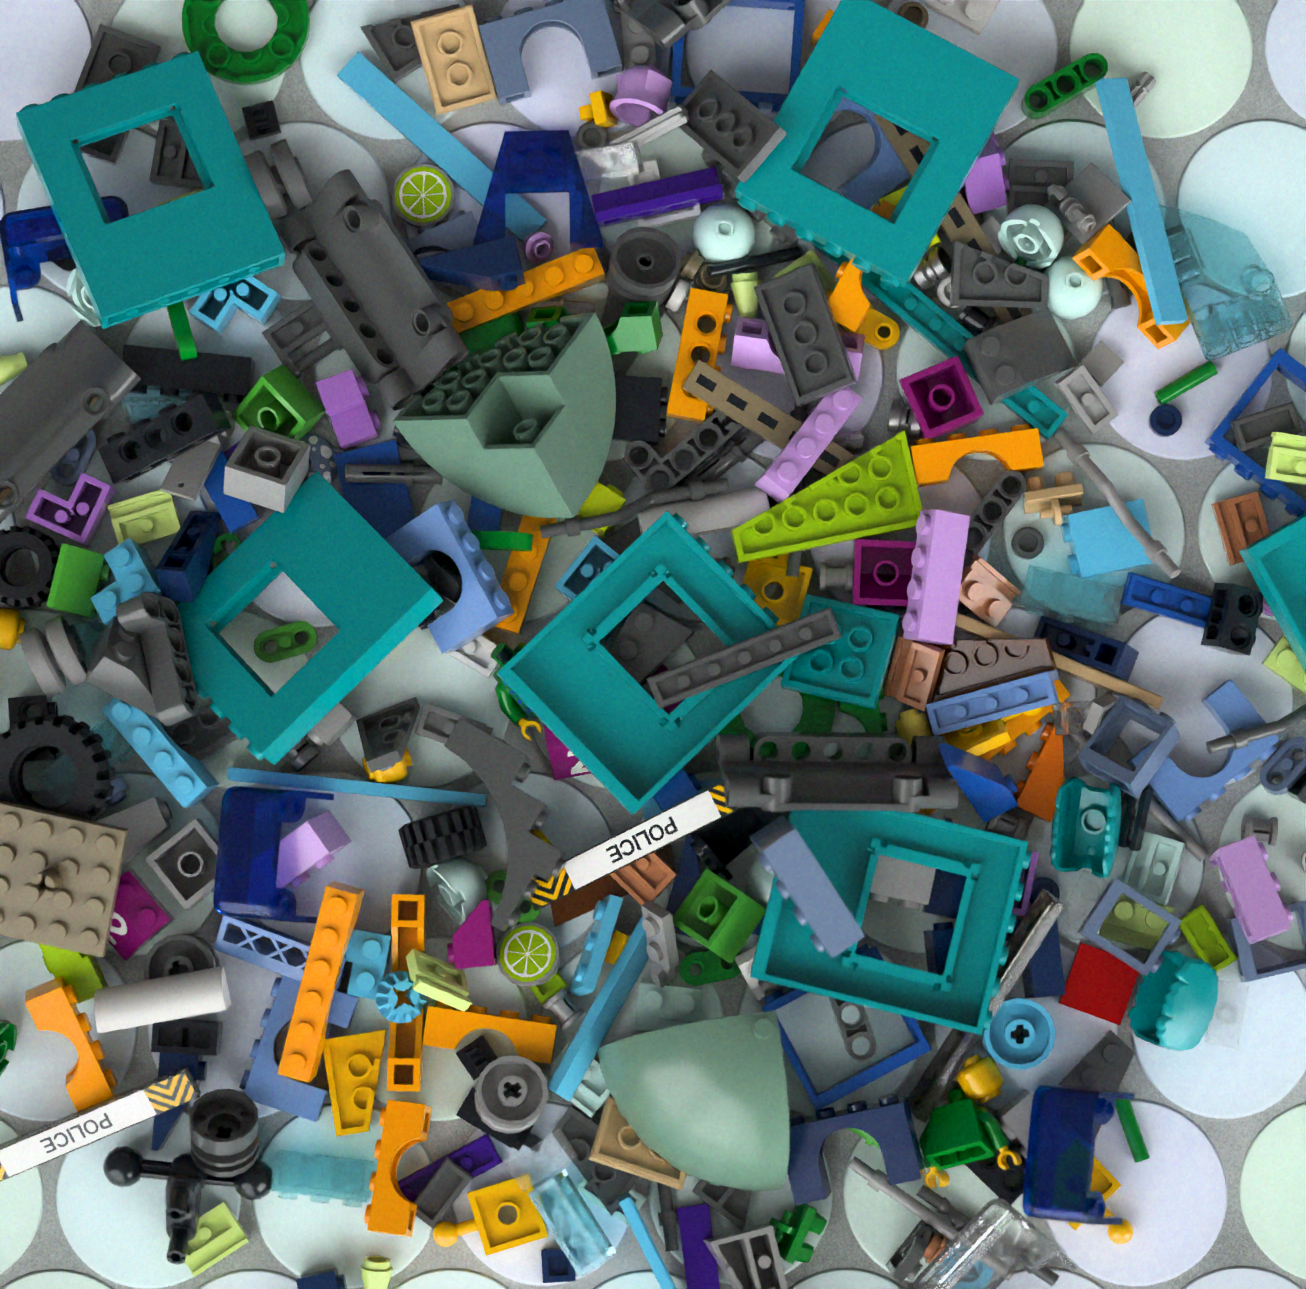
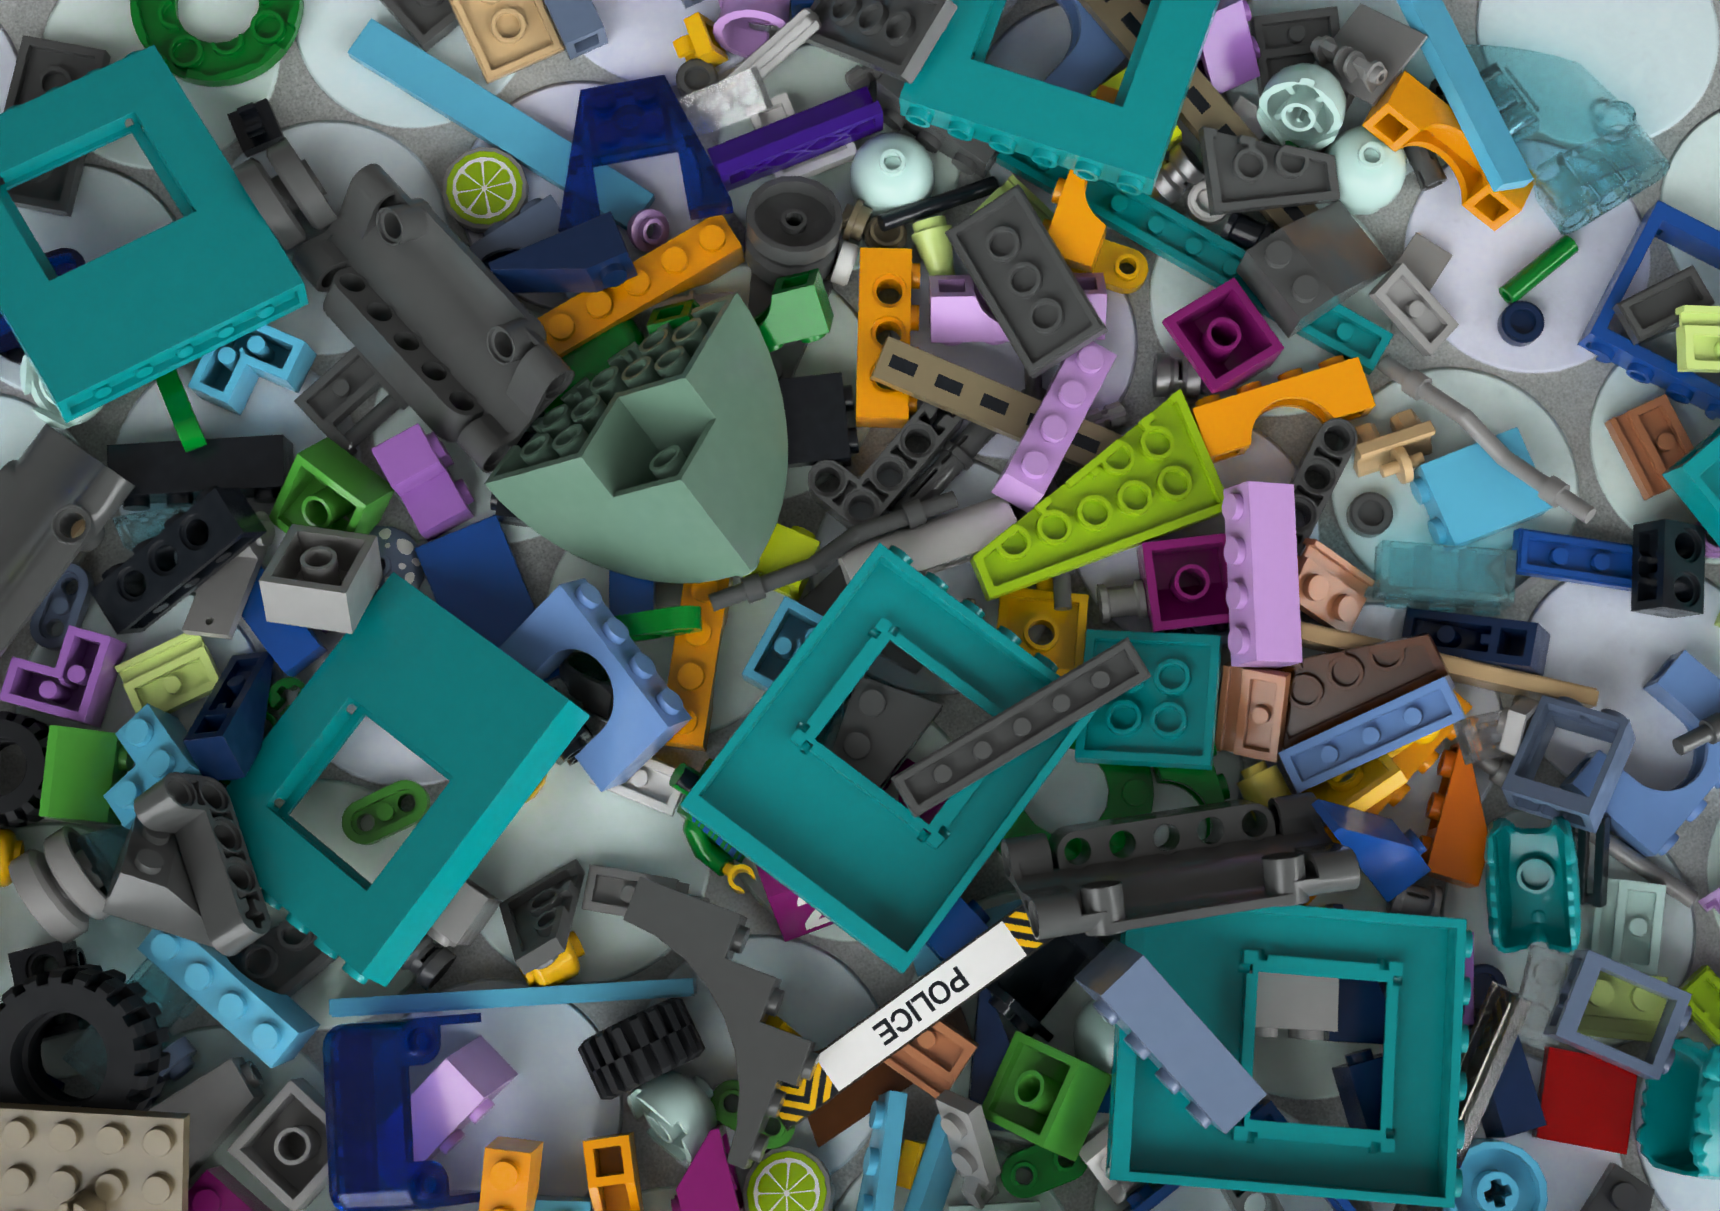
camera: 10 degrees left, 5 degrees down
(171, 159) = (140, 194): dark grey wing -> none
(355, 474) = (447, 566): dark grey pin -> none

